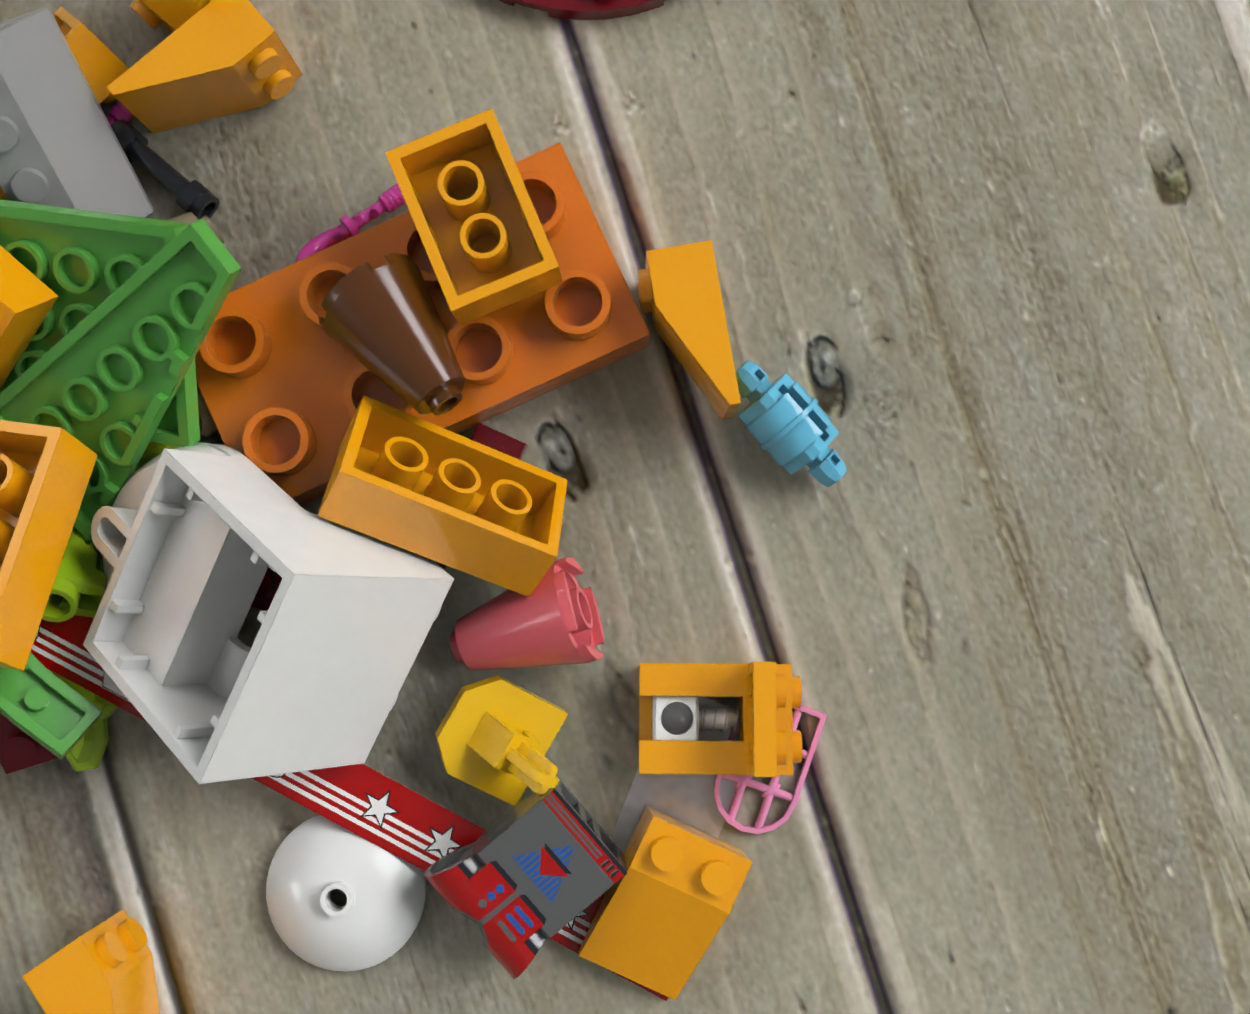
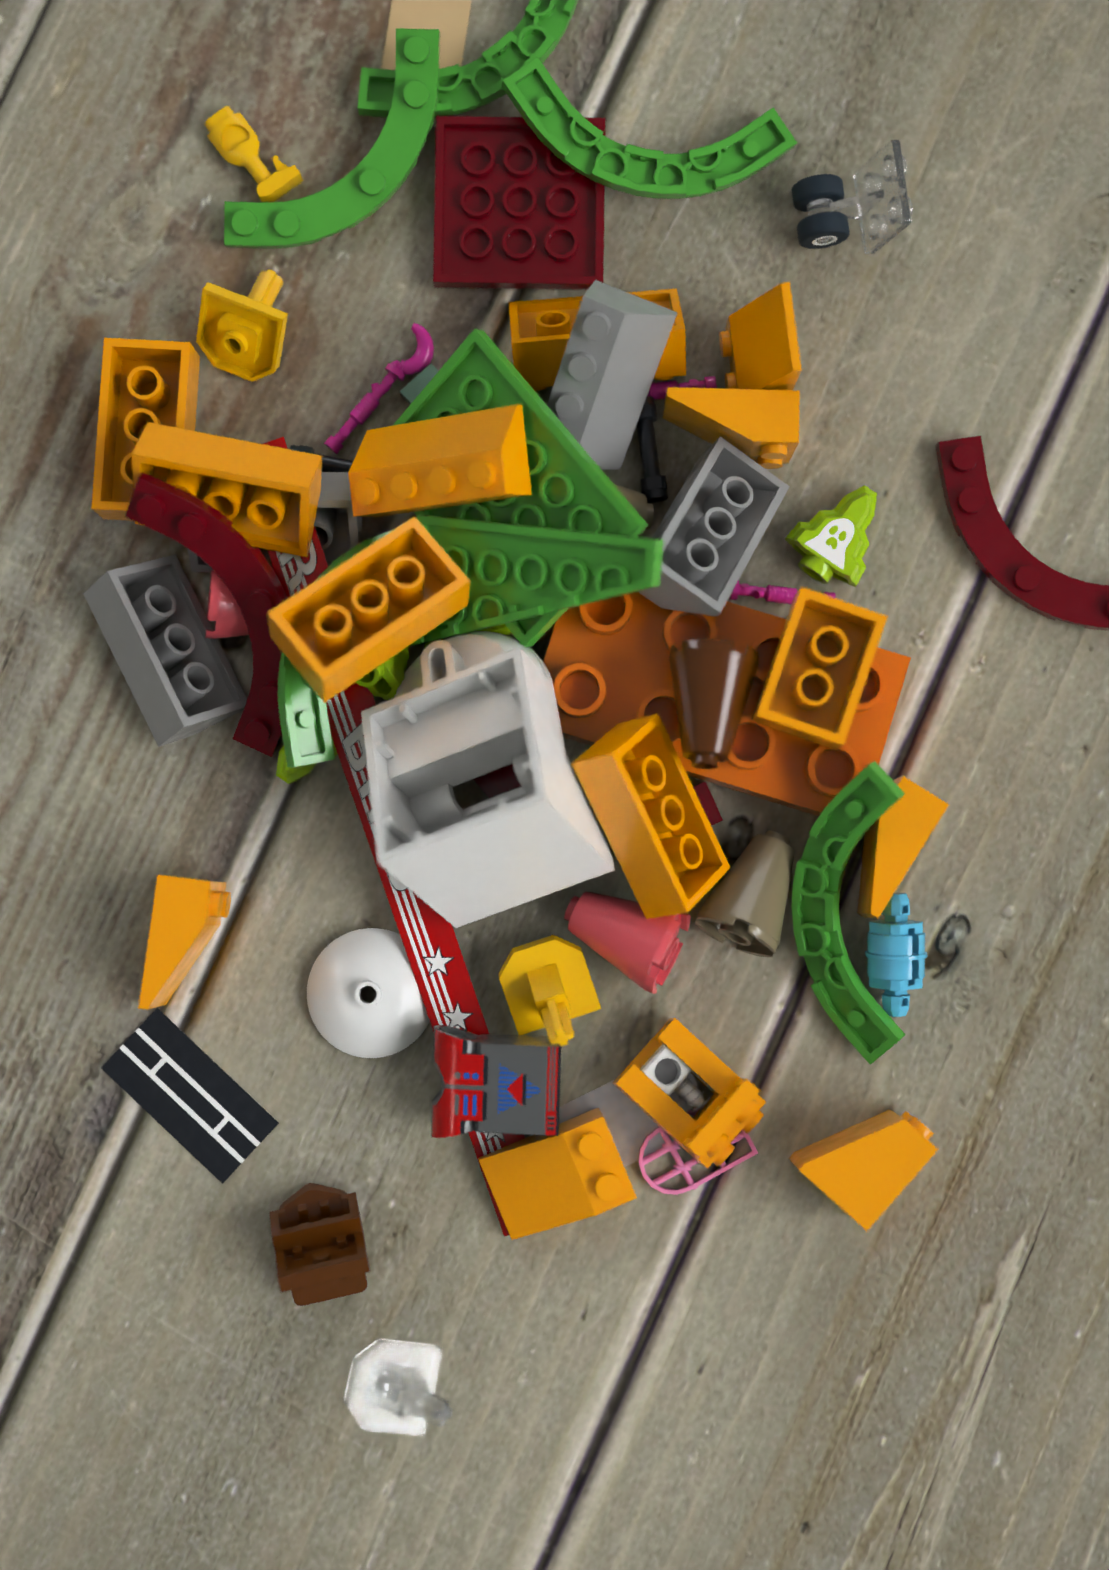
camera: 45 degrees right, 0 degrees up
(270, 189) = (713, 529): none -> light grey slope
(401, 99) = (836, 539): none -> lime rock
(612, 489) = (752, 897): none -> dark tan cone
(675, 441) = (817, 911): none -> bright green plate
(934, 638) = (868, 1163): none -> light orange slope

